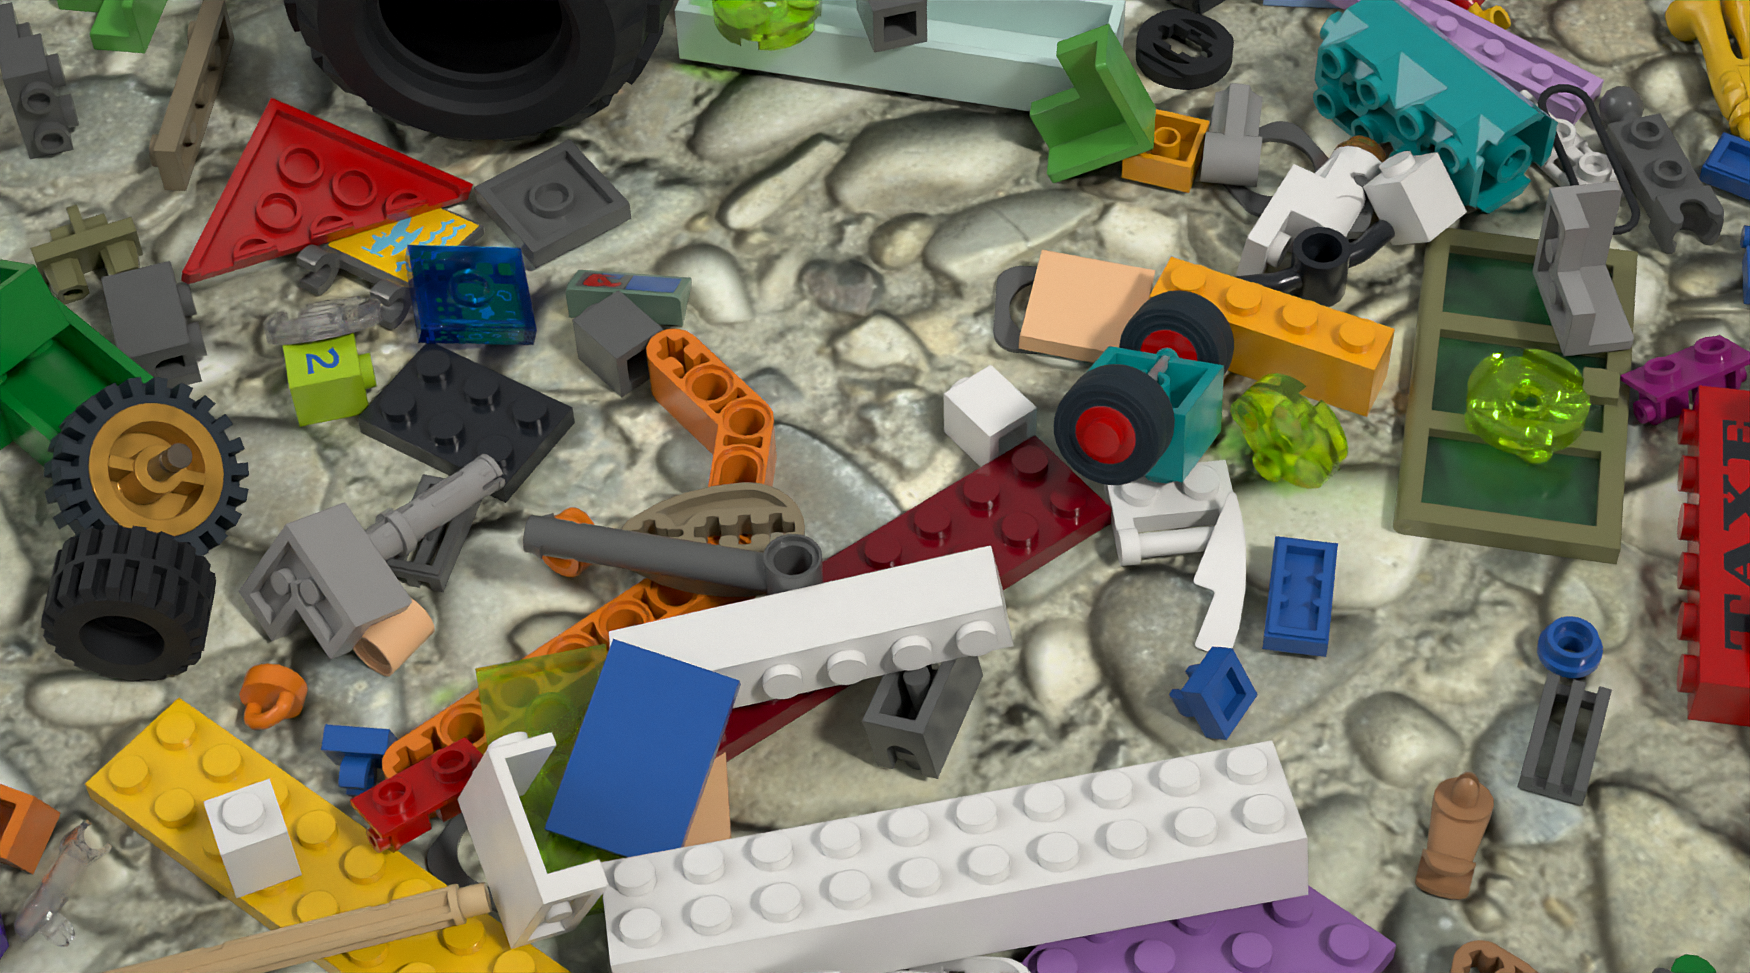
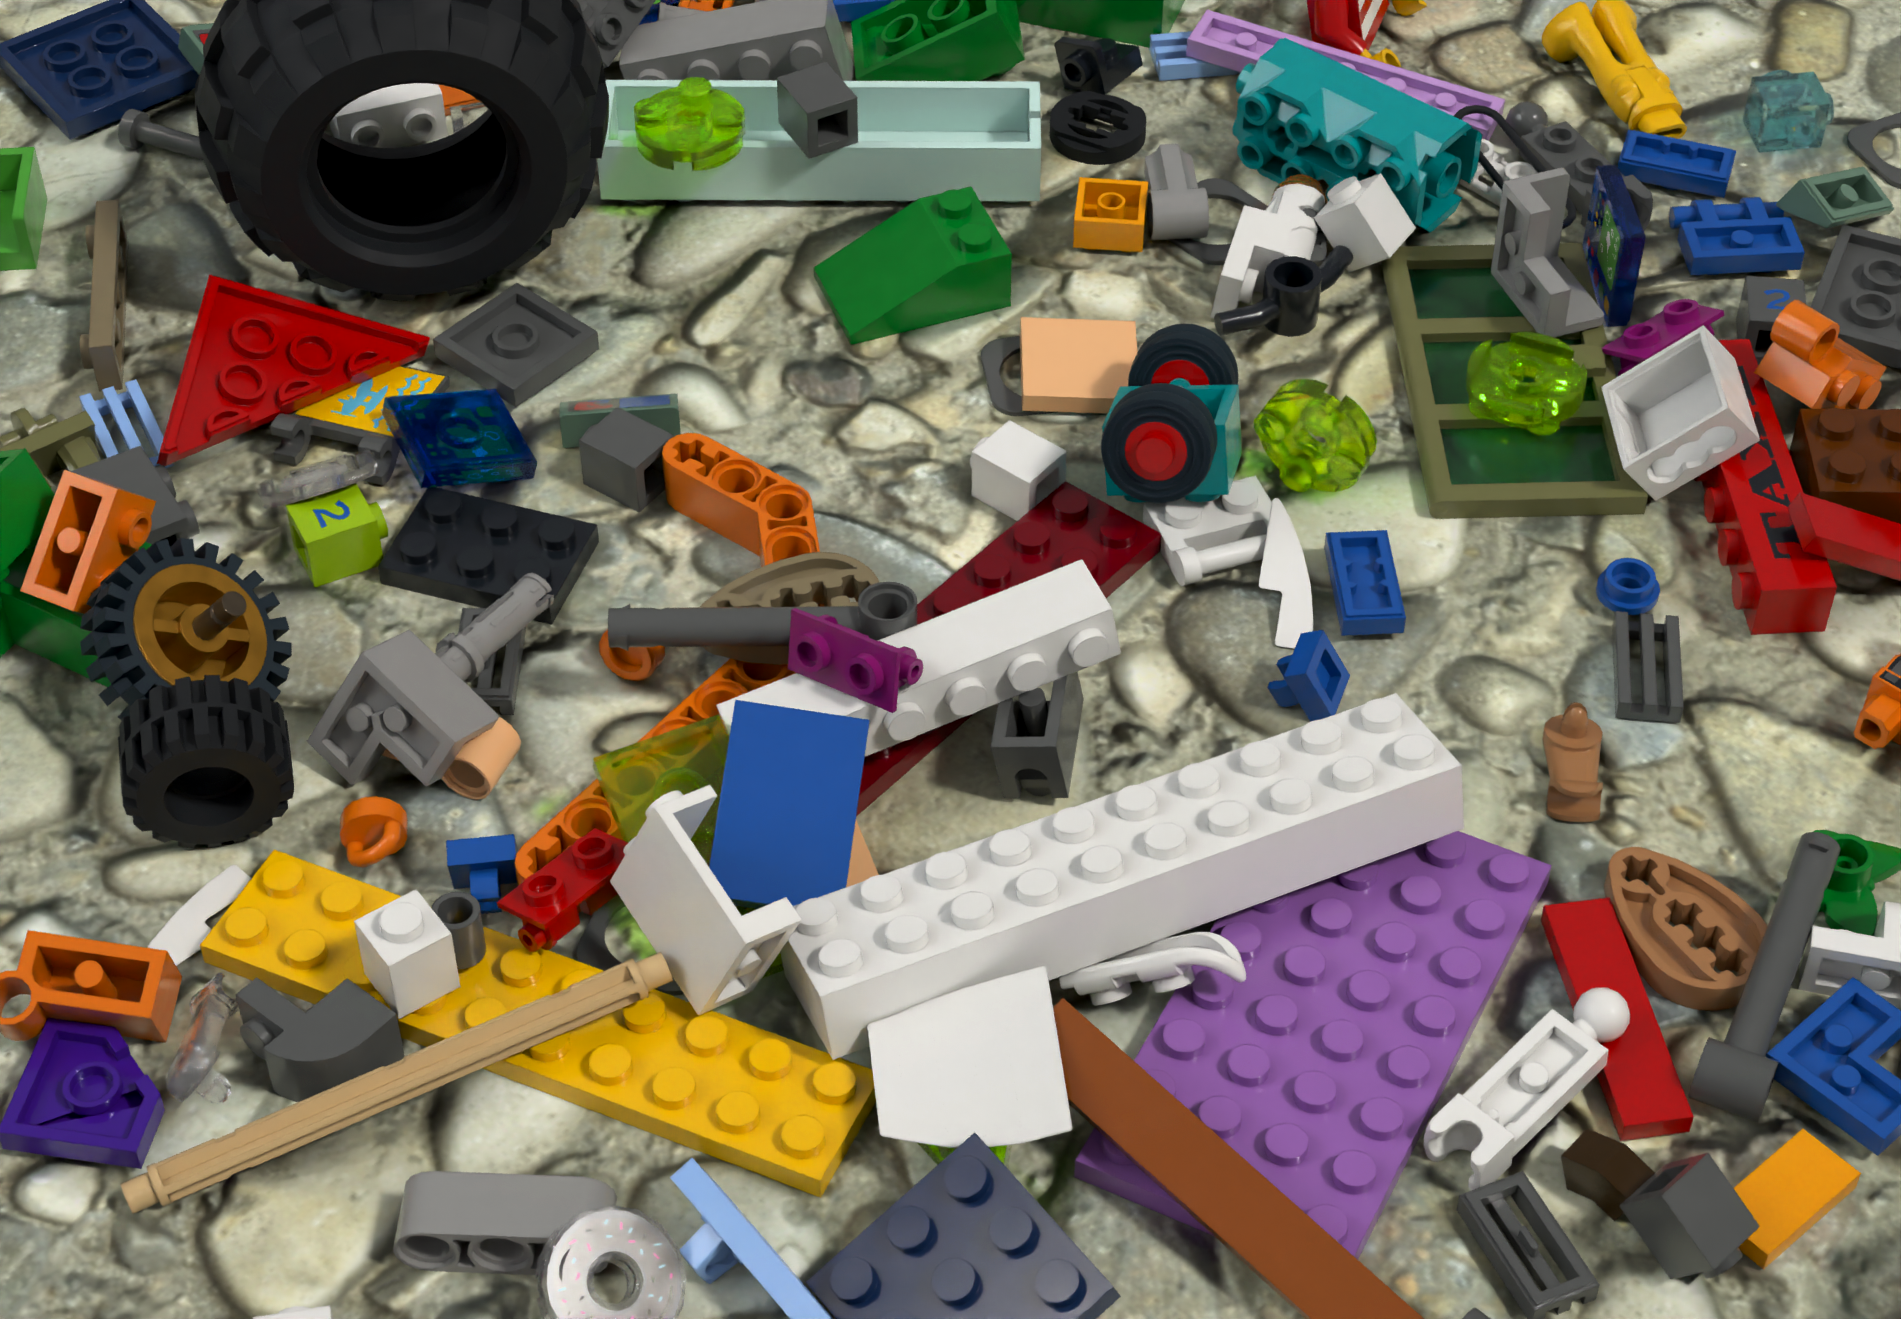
camera: 15 degrees left, 5 degrees down
(75, 357) = (85, 539): none -> orange brick
(85, 758) = (187, 926): none -> white sticker
(161, 914) = (324, 1046): none -> dark grey brick
(169, 207) = (116, 405): none -> light blue tile
(309, 820) = (463, 918): none -> dark grey hinge
(735, 612) = (850, 660): none -> magenta hinge
(957, 181) = (919, 269): none -> green slope
(1104, 113) = (1047, 187): bright green panel -> none
(1273, 332) = (1288, 349): light orange brick -> none
(1661, 265) = (1613, 245): none -> clear blue tile
(1671, 469) = (1679, 413): none -> white piece

